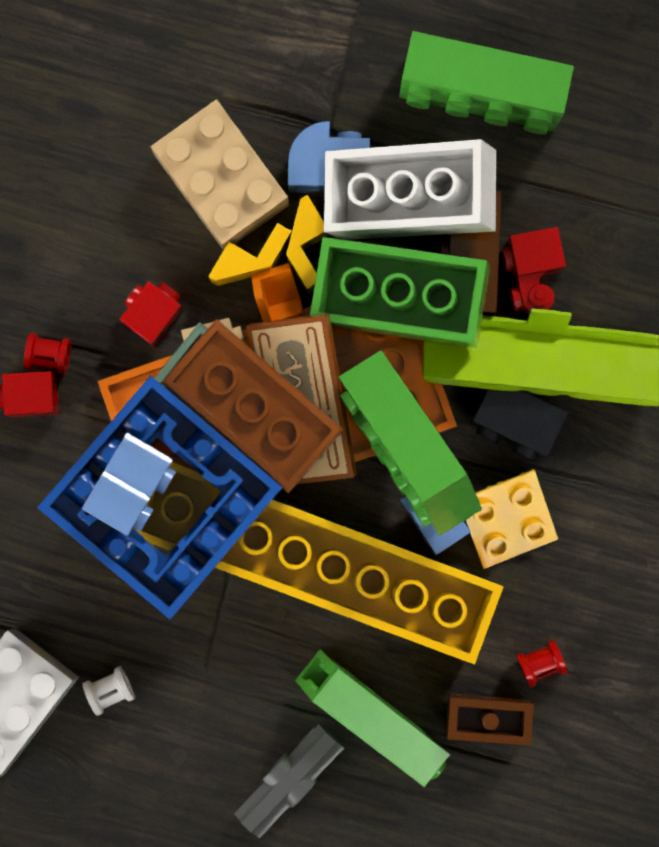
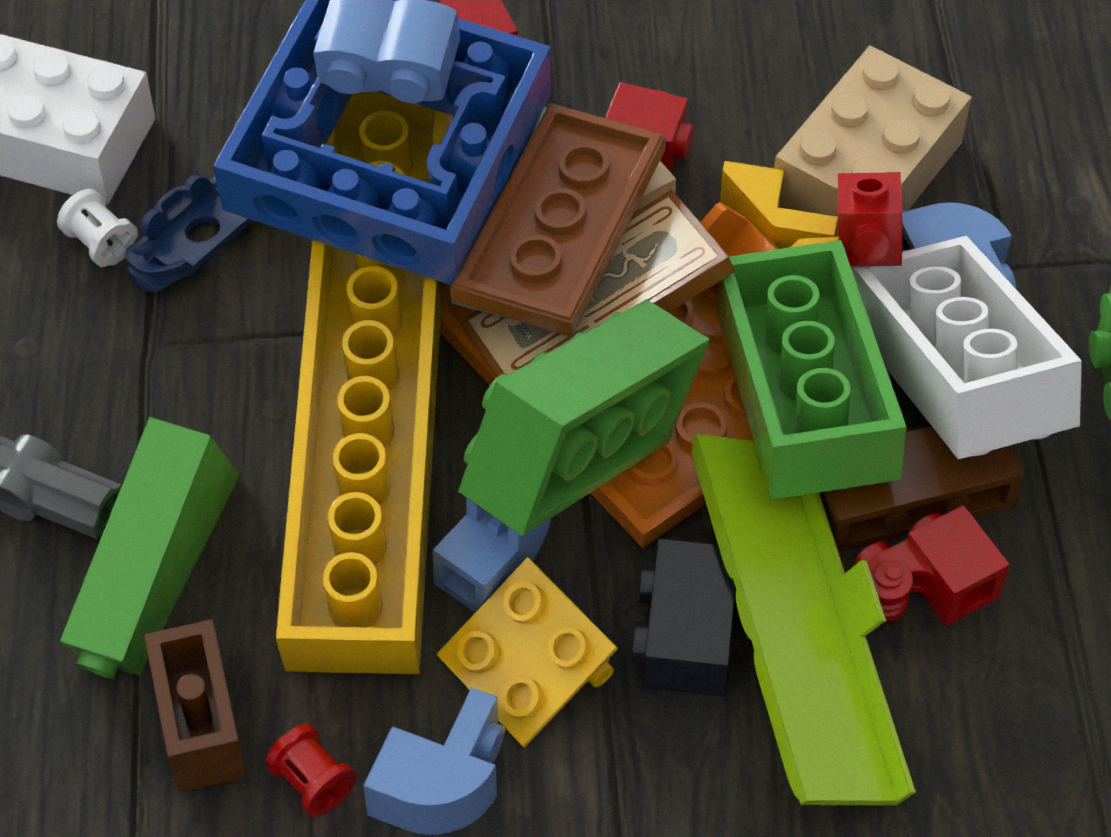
camera: 70 degrees right, 30 degrees down
(47, 353) = (547, 27): red bush -> none
(142, 651) = (164, 250): none -> dark blue piece
(304, 209) = (870, 218): none -> red brick
(576, 599) = (437, 785): none -> medium blue brick

